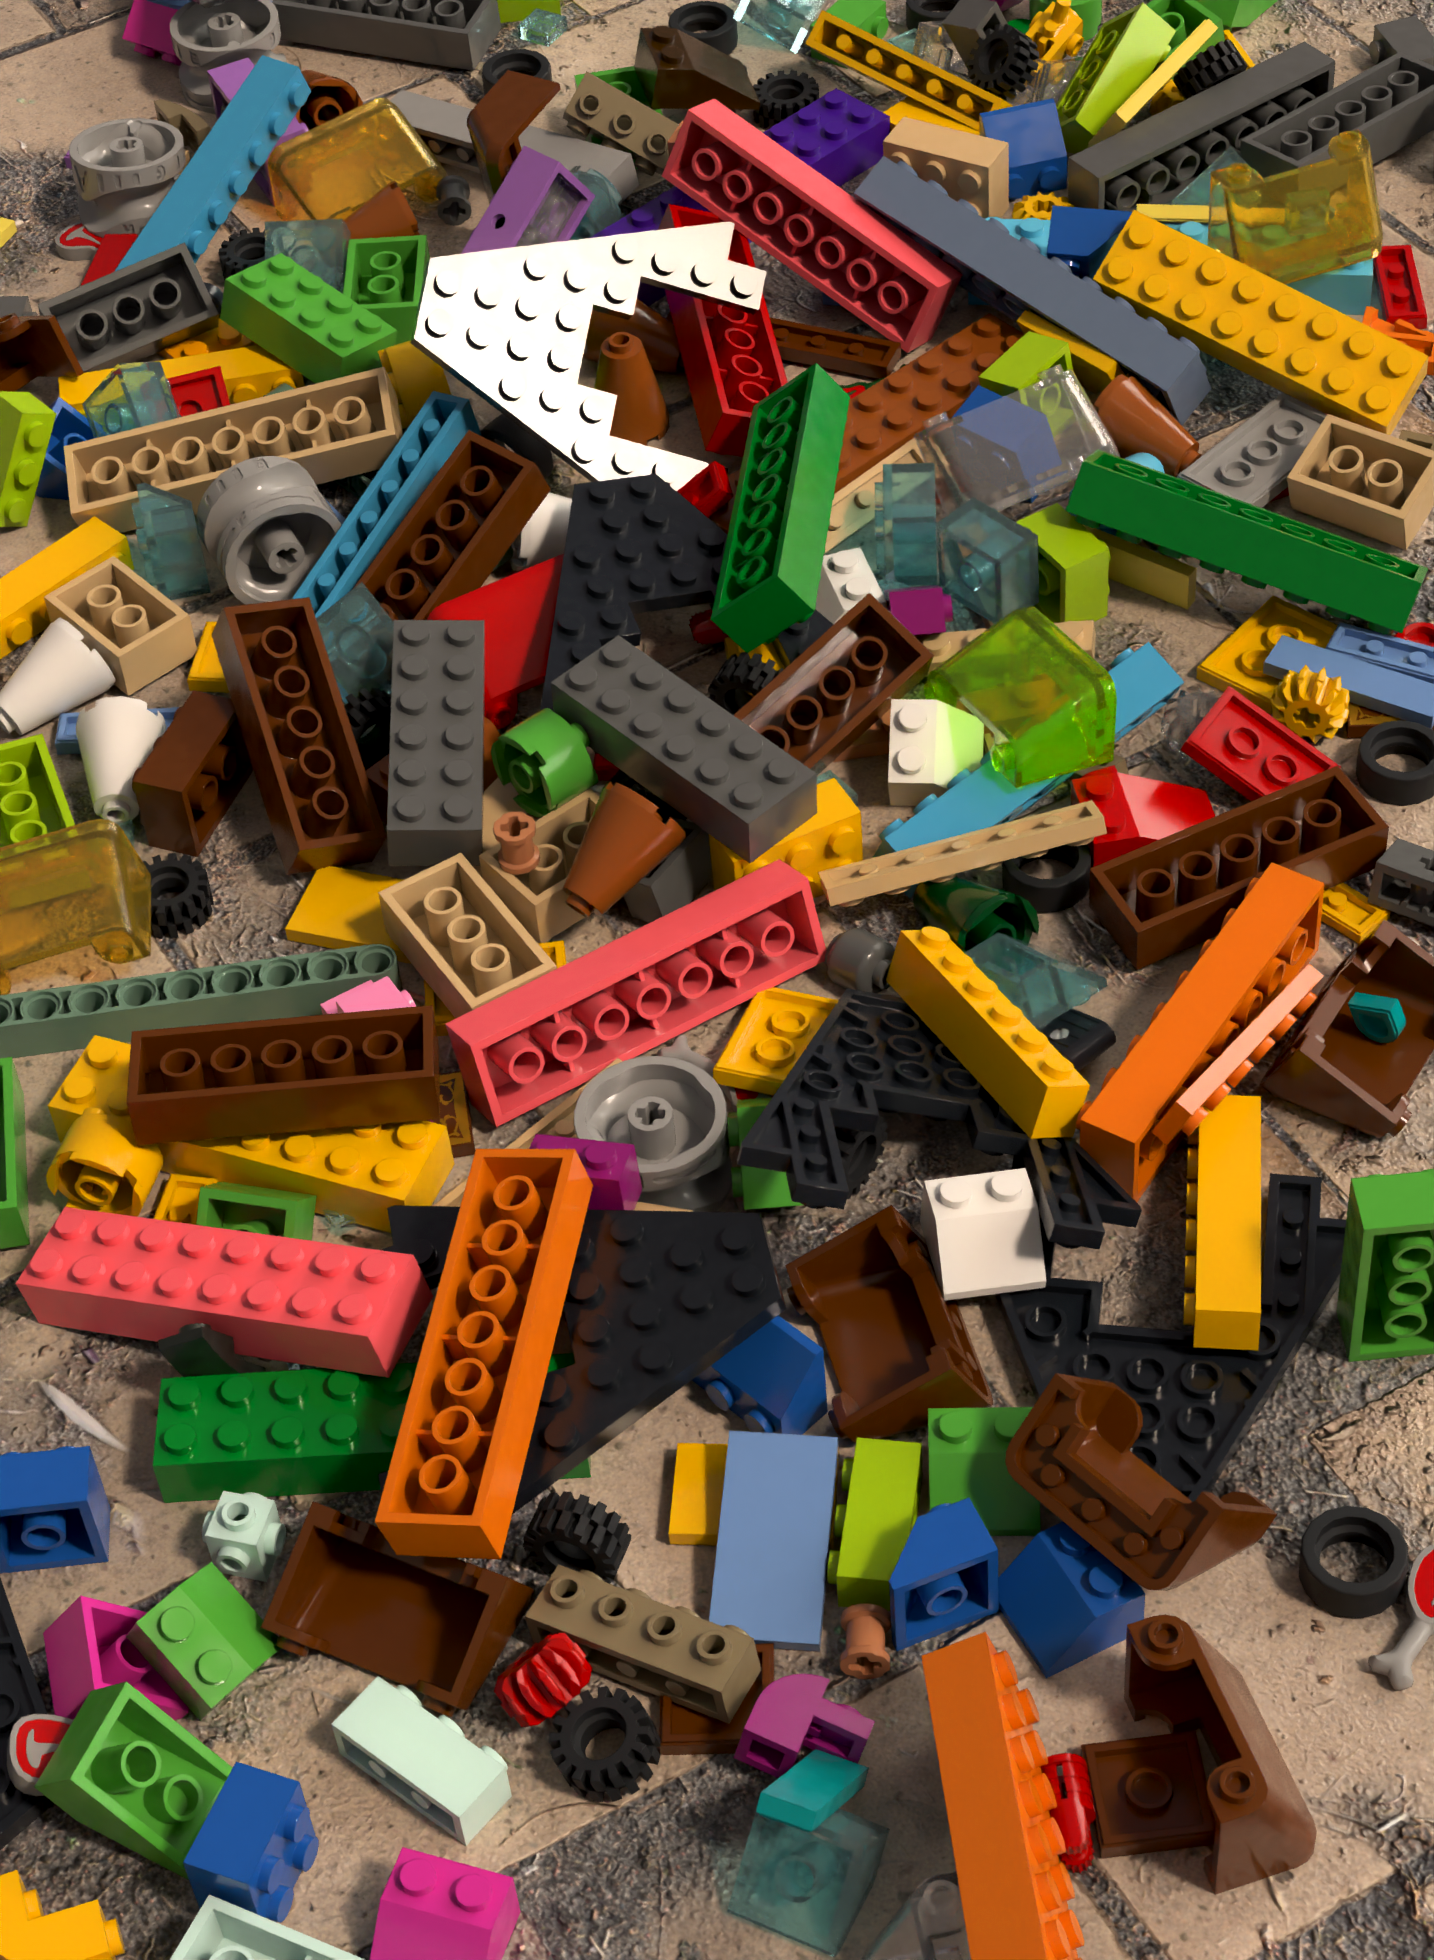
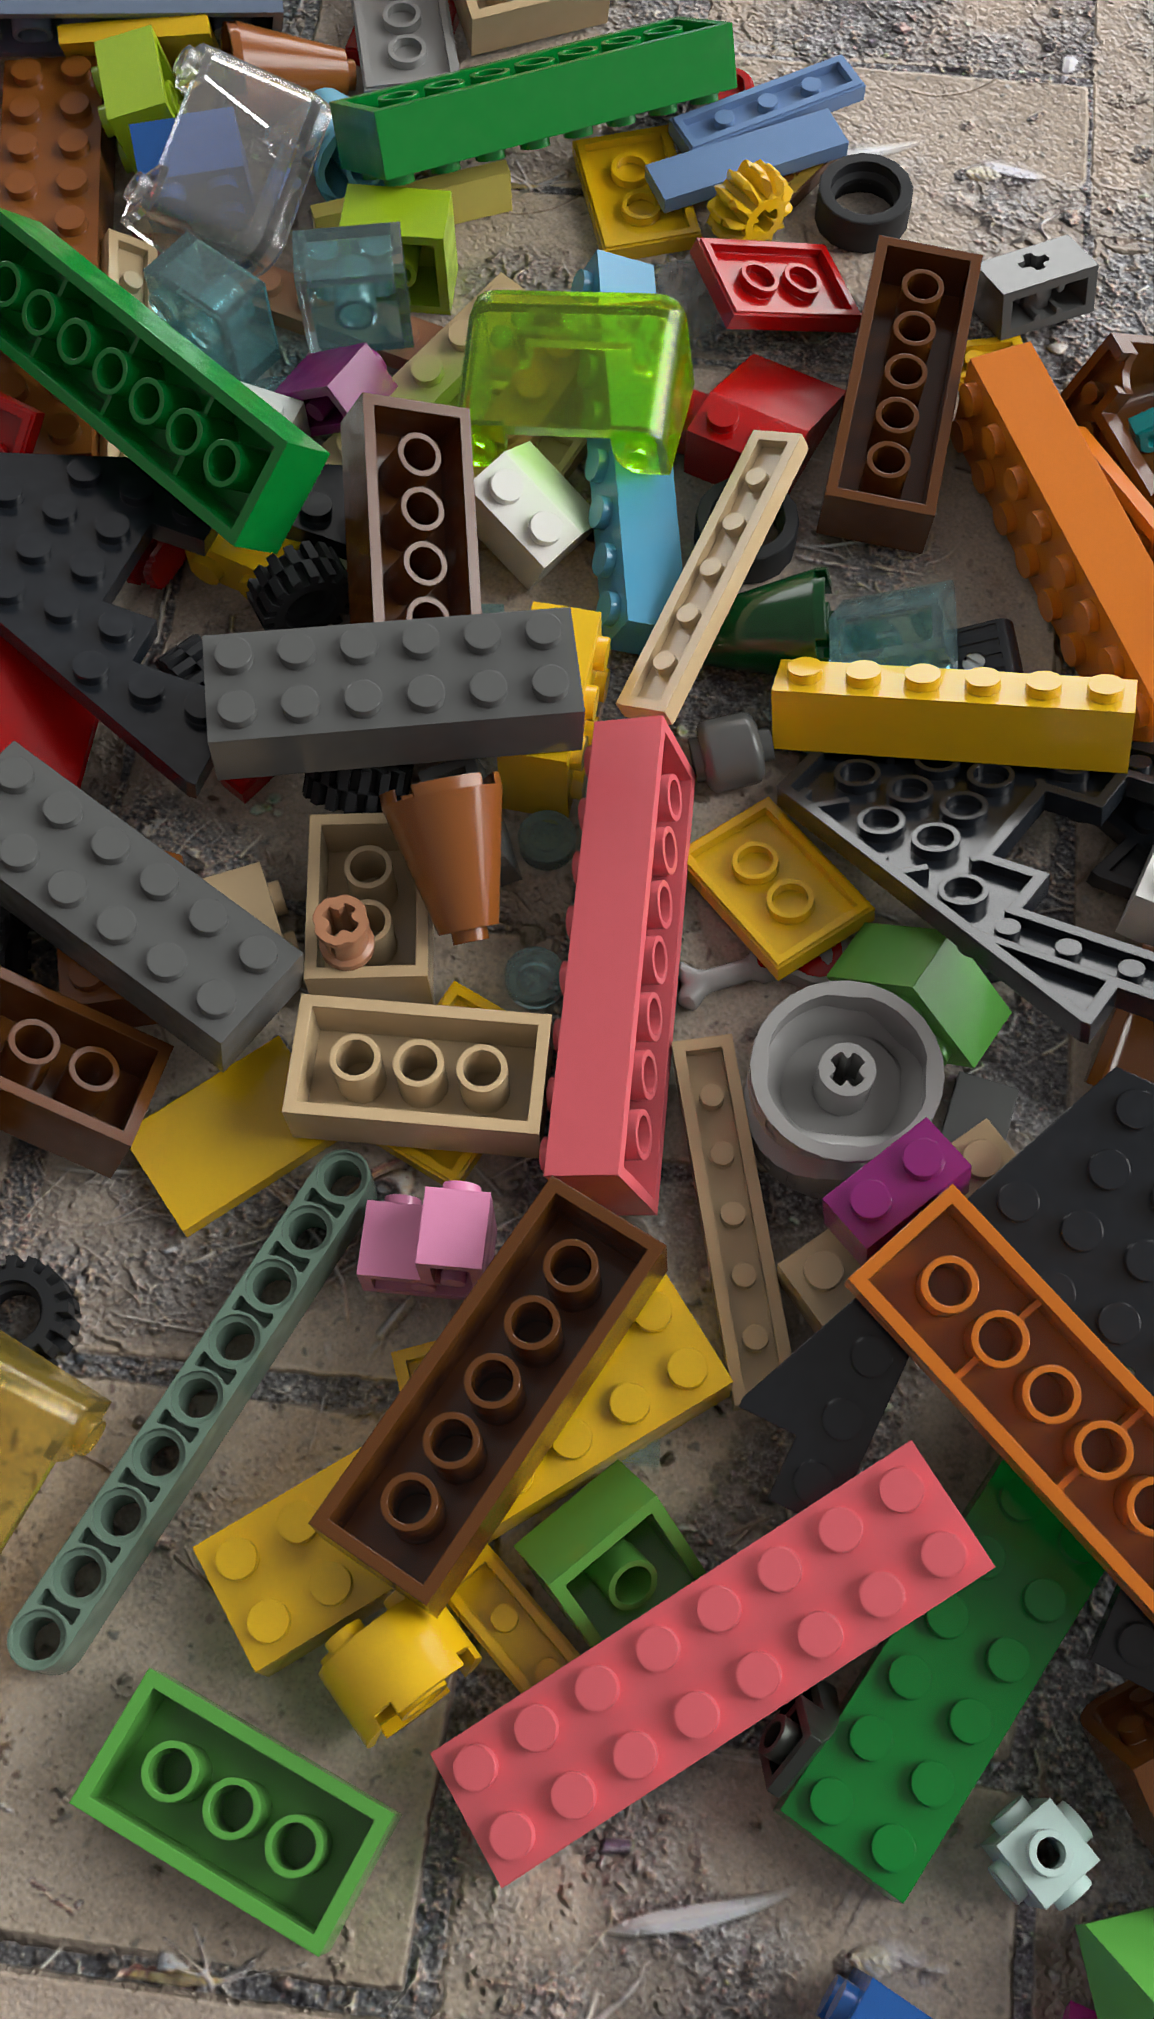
camera: 55 degrees left, 20 degrees up
(544, 762) = (253, 828): bright green brick -> none

